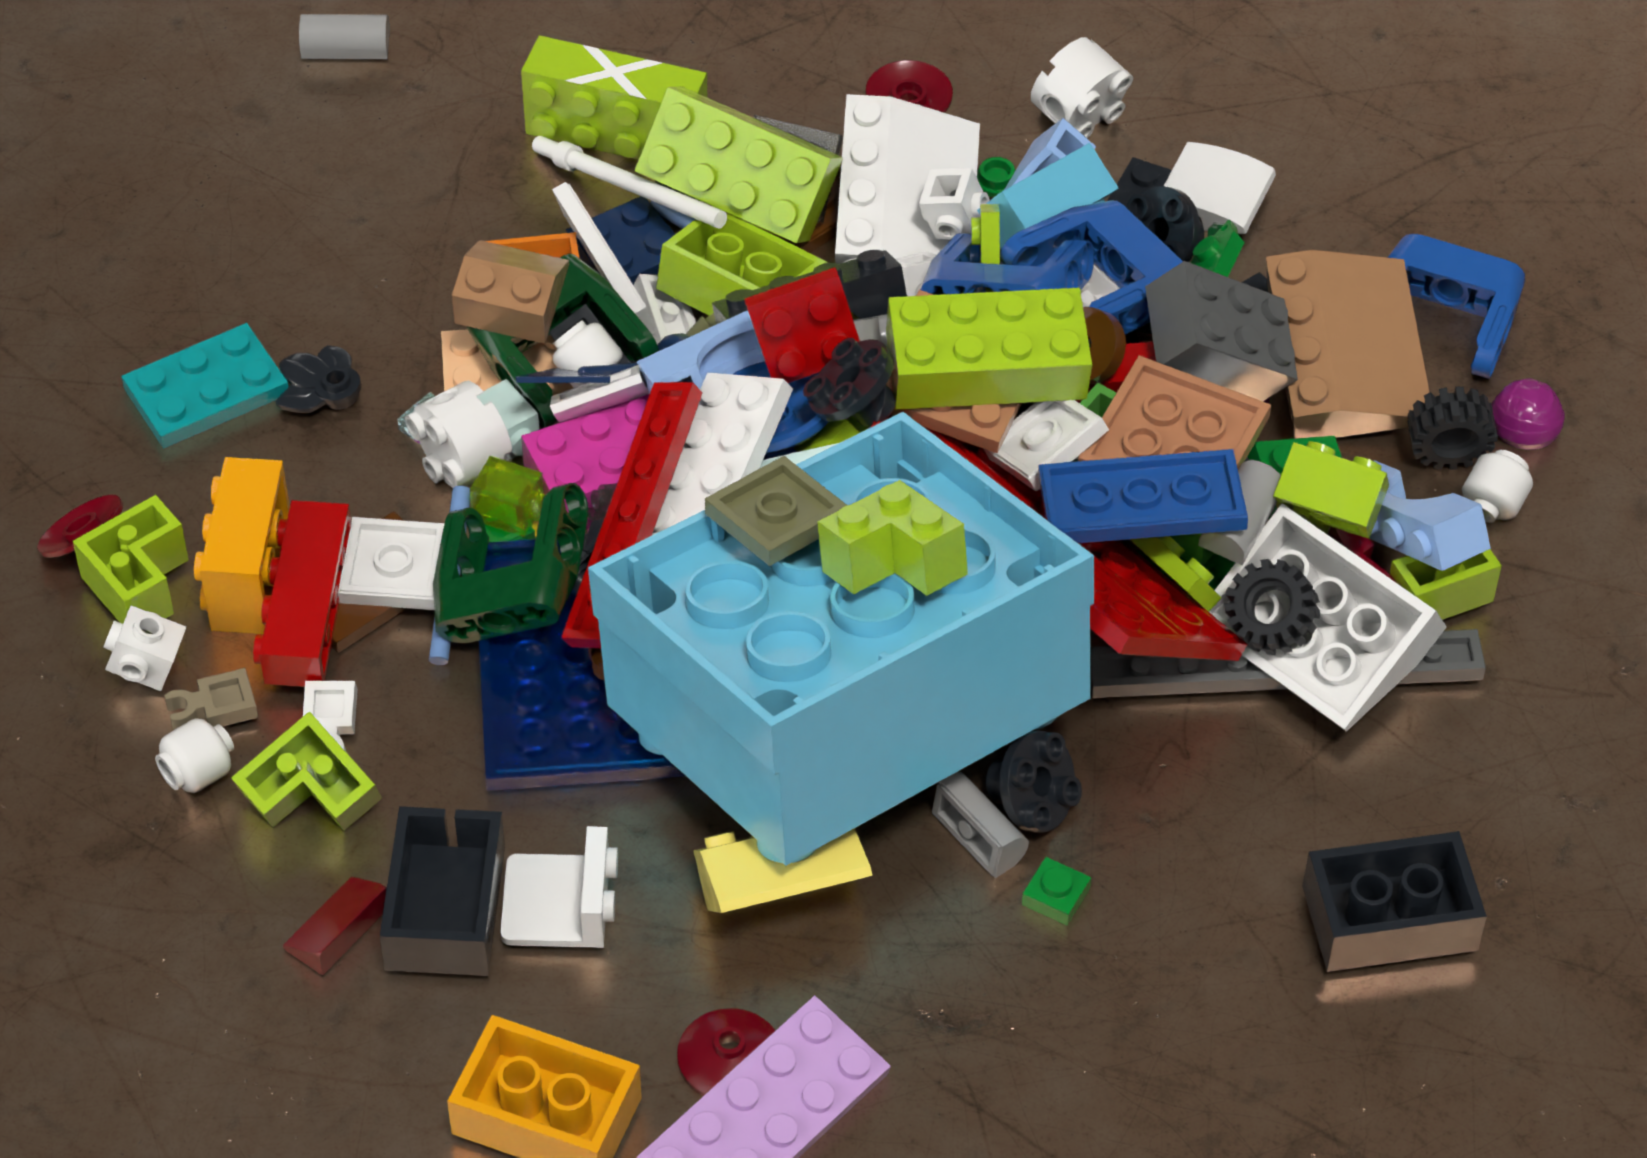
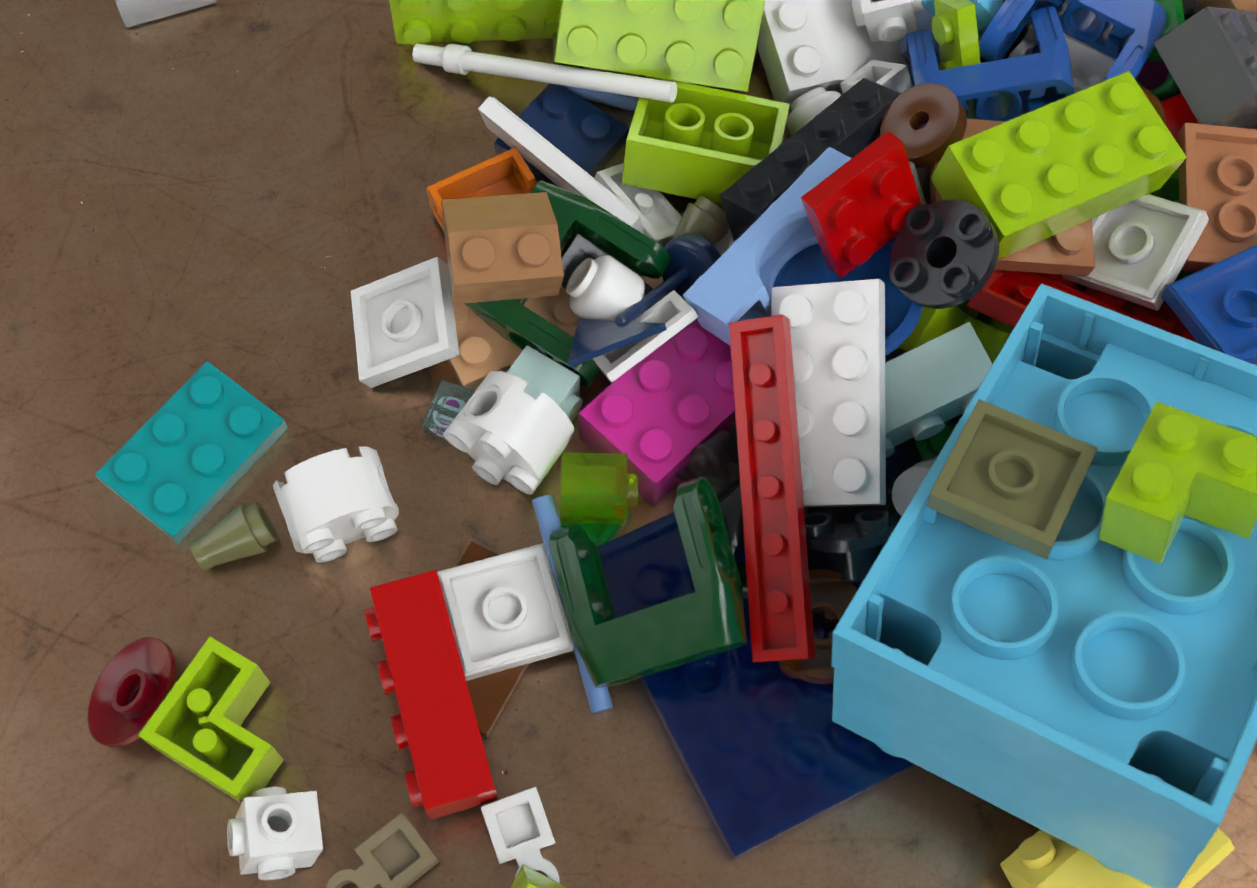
camera: 25 degrees left, 15 degrees up
(207, 450) = (236, 536): none -> olive cone
(241, 542) = (333, 657): light orange brick -> none
(302, 435) = (336, 502): none -> white brick
(319, 381) = (308, 404): black plate -> none
(413, 340) = (404, 323): none -> white plate
(907, 279) = (922, 104): none -> reddish brown piece

